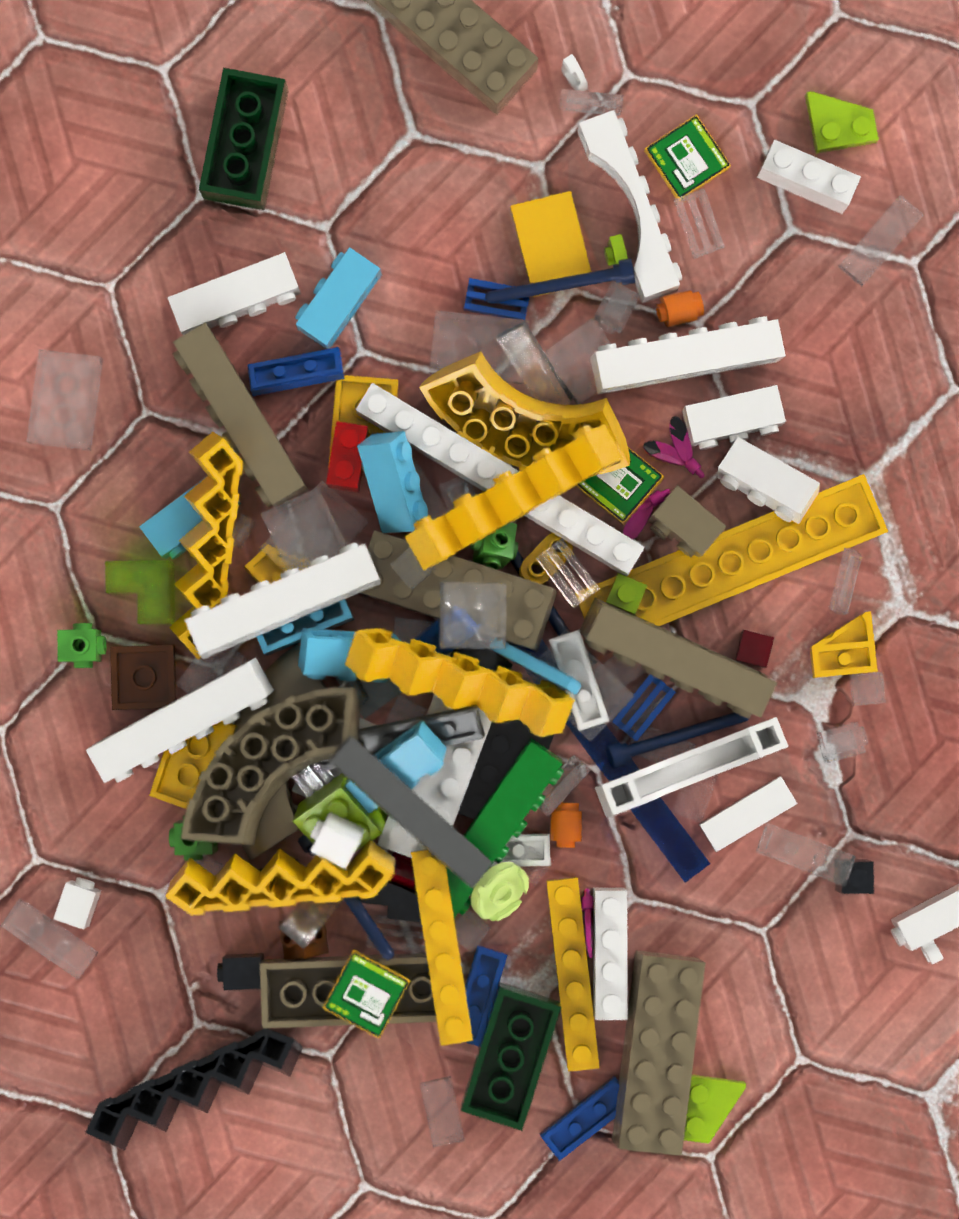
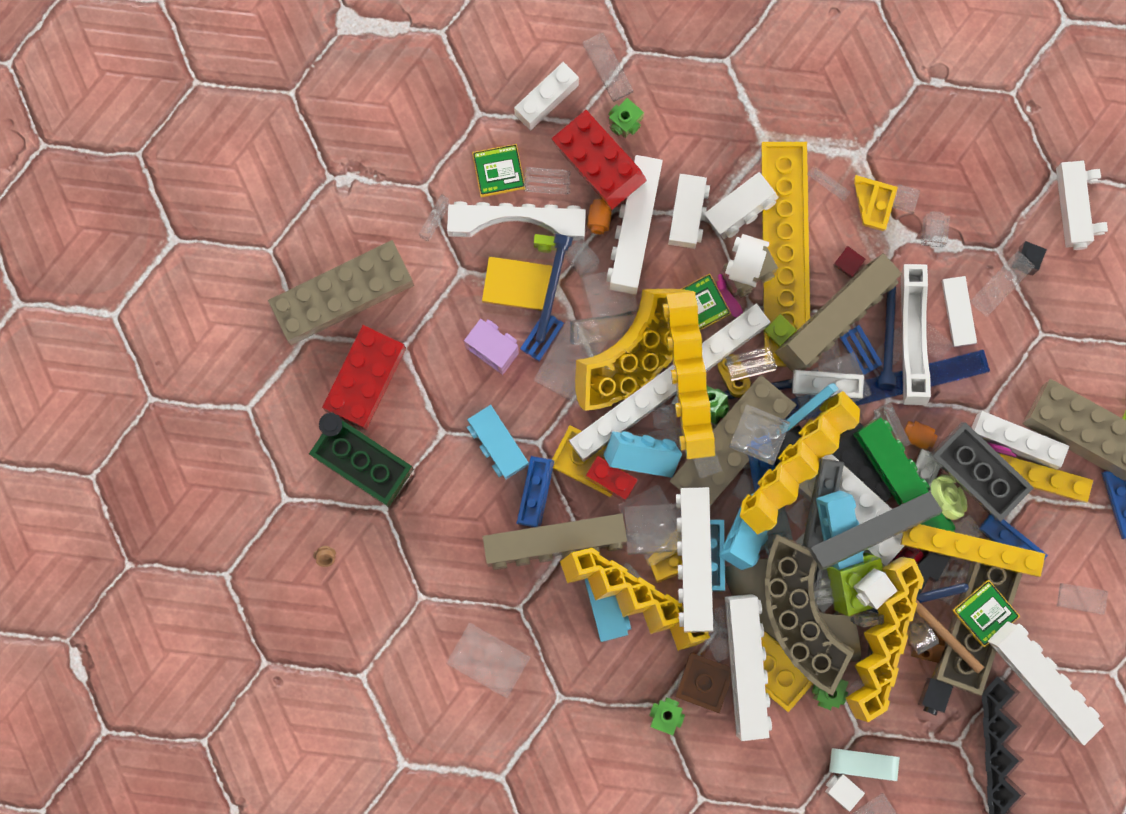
camera: 65 degrees left, 5 degrees down
(110, 145) = (325, 556): none -> medium nougat plate
(122, 915) = (864, 764): none -> light aqua beam
(152, 584) = (642, 650): clear neon green brick -> none
(236, 295) = (465, 512): white brick -> none
(269, 77) = (330, 424): none -> black plate
(298, 847) = (867, 619): none -> clear tile
(310, 1103) = (1045, 682): none -> white brick
(317, 957) = (948, 637): none -> medium nougat bar
(351, 99) = (364, 377): none -> red brick
(454, 238) = (491, 345): none -> lavender brick
(510, 1056) = (1063, 535): dark green brick -> none
(546, 919) = (981, 471): none -> dark grey brick
(574, 73) = (410, 221): white tile -> none
(678, 455) = (695, 255): dark pink piece -> none
(691, 509) = (748, 260): none -> white brick
(750, 274) = (599, 159): none -> red brick
(831, 287) = (625, 118): none -> bright green brick
(839, 123) = (517, 62): lime wing -> none

